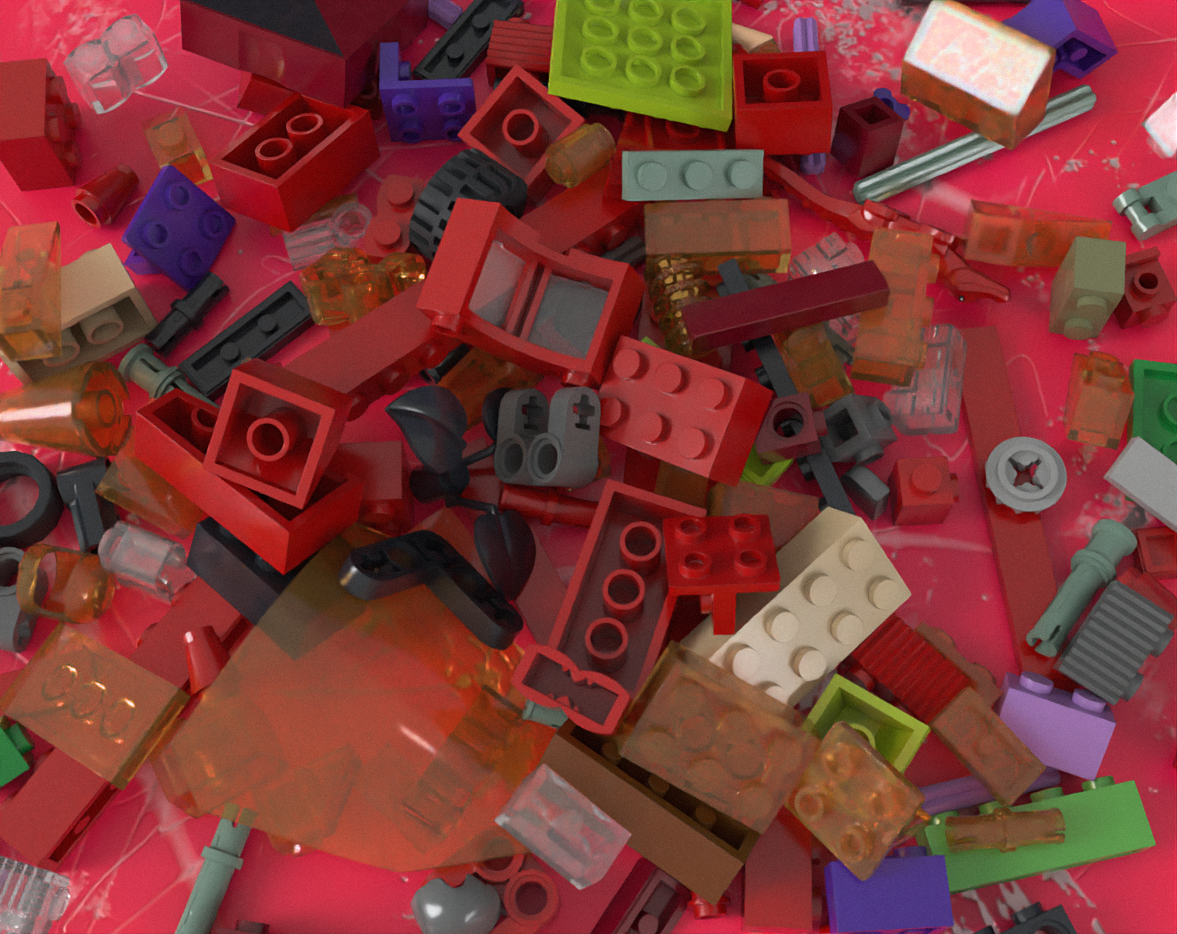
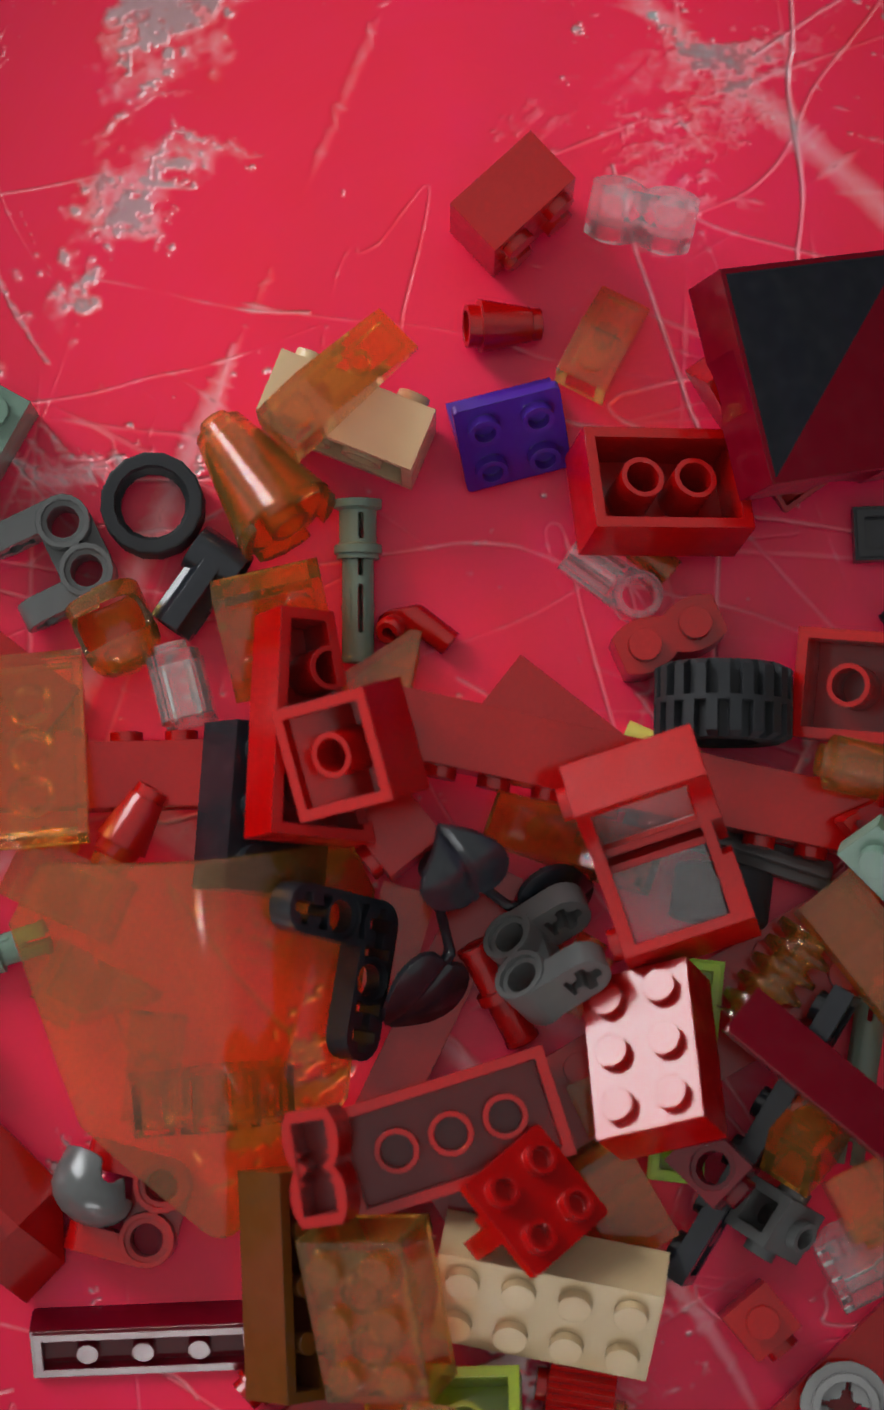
camera: 50 degrees right, 15 degrees up
(186, 314) = (440, 506): black pin -> none
(256, 334) = (460, 585): black tile -> none
(349, 287) = (565, 677): clear orange piece -> none
(422, 107) = (795, 557): dark purple bracket -> none
(563, 827) = (213, 1231): clear brick -> none
(866, 490) = (727, 1267): dark grey tile -> none

